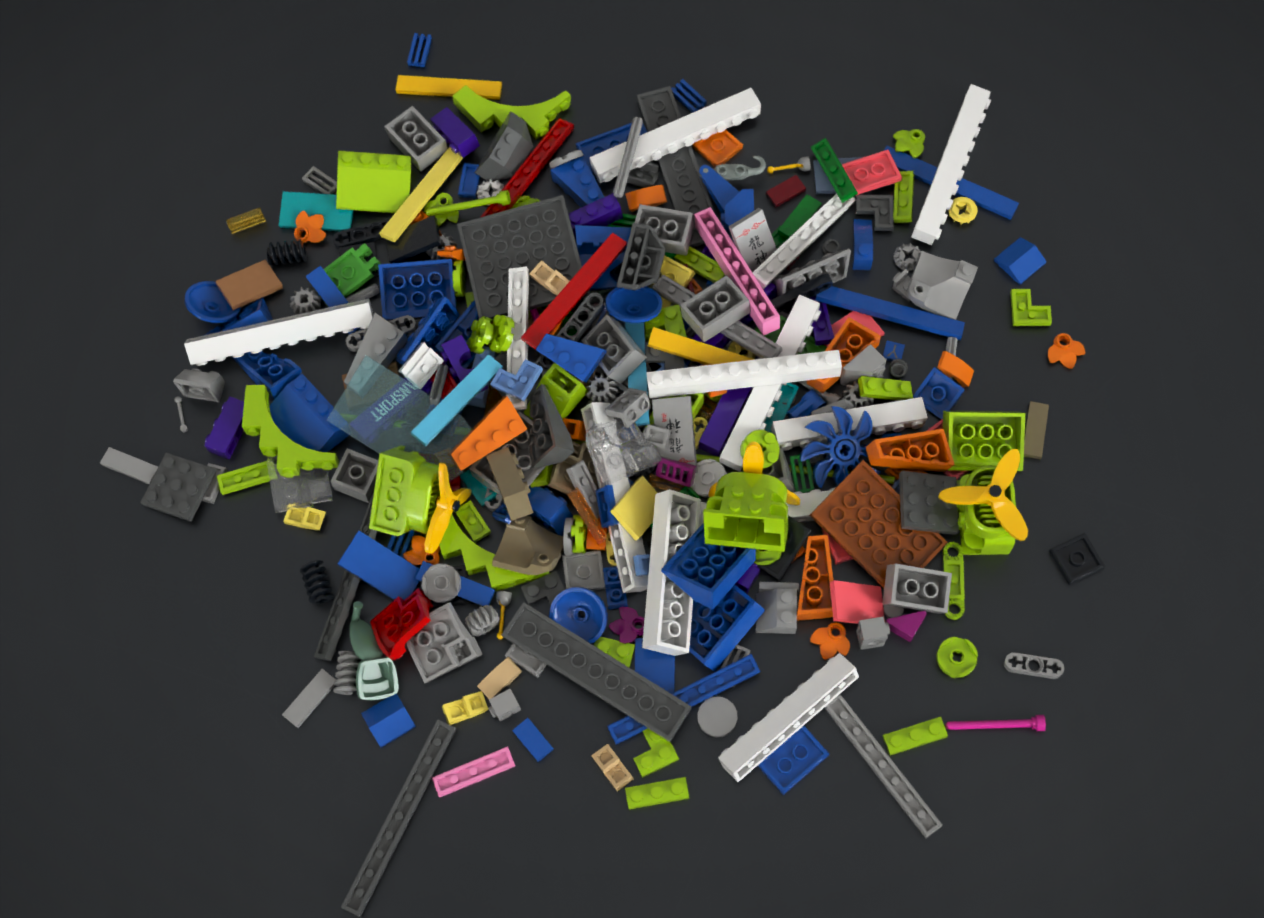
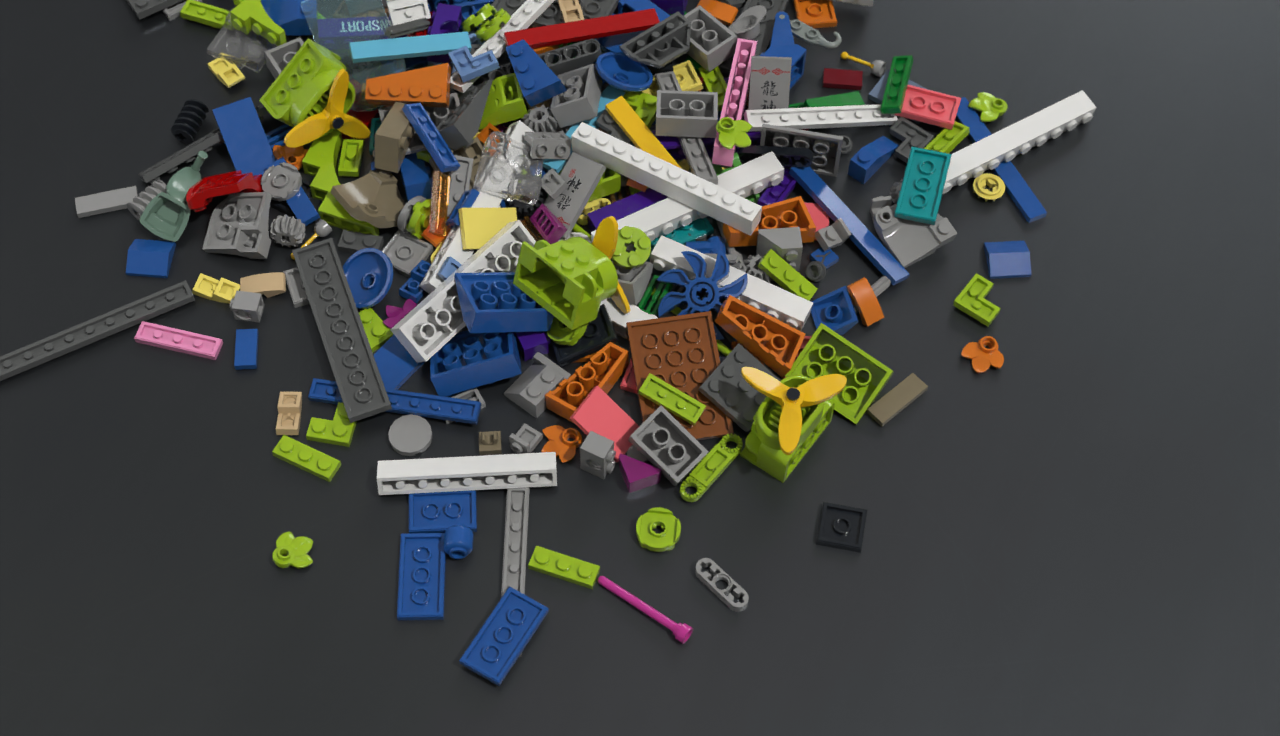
camera: 30 degrees right, 10 degrees down
(542, 467) = (431, 137): none -> blue tile
(686, 193) = (748, 23): none -> light grey piece
(712, 870) = (294, 549): none -> lime plate
(771, 304) = (733, 132): none -> lime plate
(780, 679) = (490, 443): none -> dark tan tile
(806, 658) = (525, 439): none -> light grey bracket
(821, 820) = (421, 577): none -> blue tile
(828, 774) = (458, 541): none -> blue head
(889, 329) = (833, 235): none -> light grey bracket
(890, 550) = (672, 399): none -> lime plate
(921, 822) = (504, 636): none -> blue tile
(926, 245) = (923, 185): none -> teal tile

